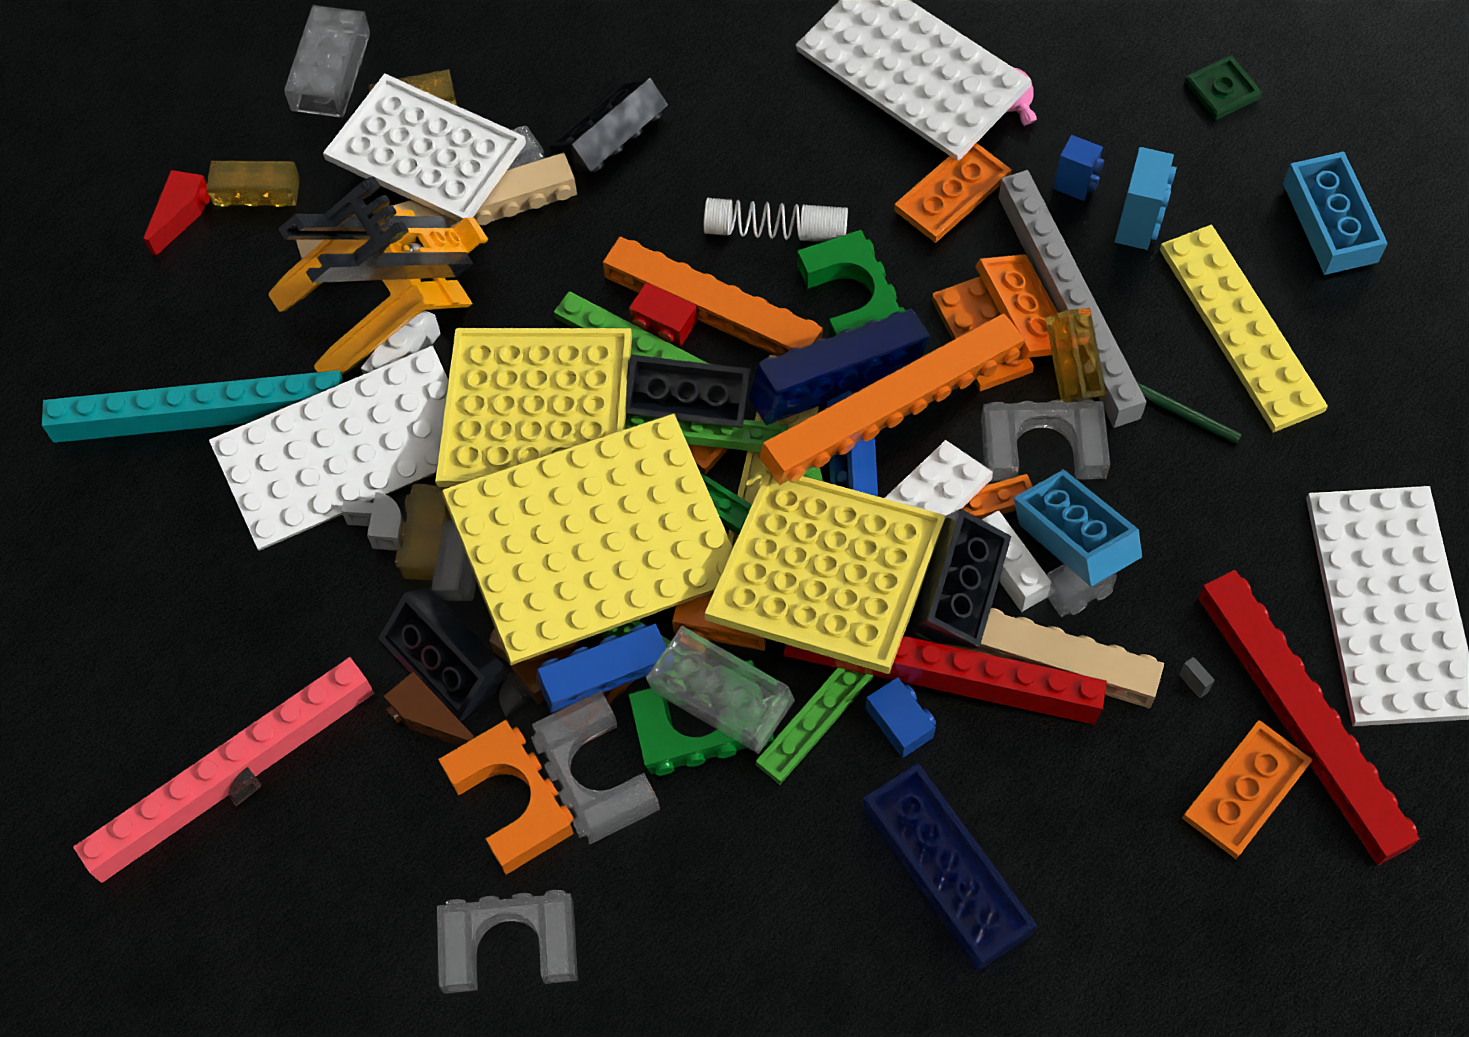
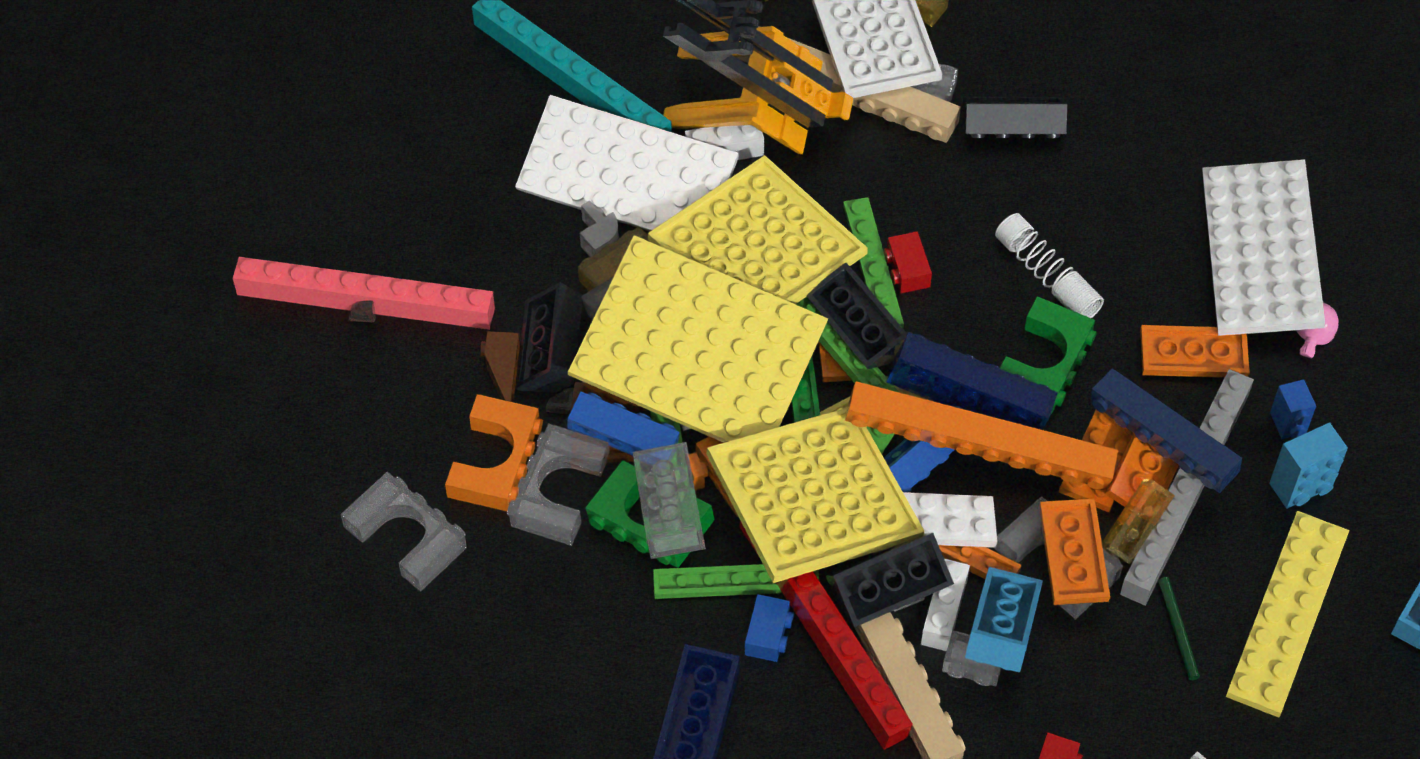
camera: 45 degrees right, 5 degrees down
(717, 303) = (948, 280): orange brick -> none
(1021, 265) = (1166, 431): none -> dark blue brick
(1062, 423) = (1074, 551): none -> orange plate

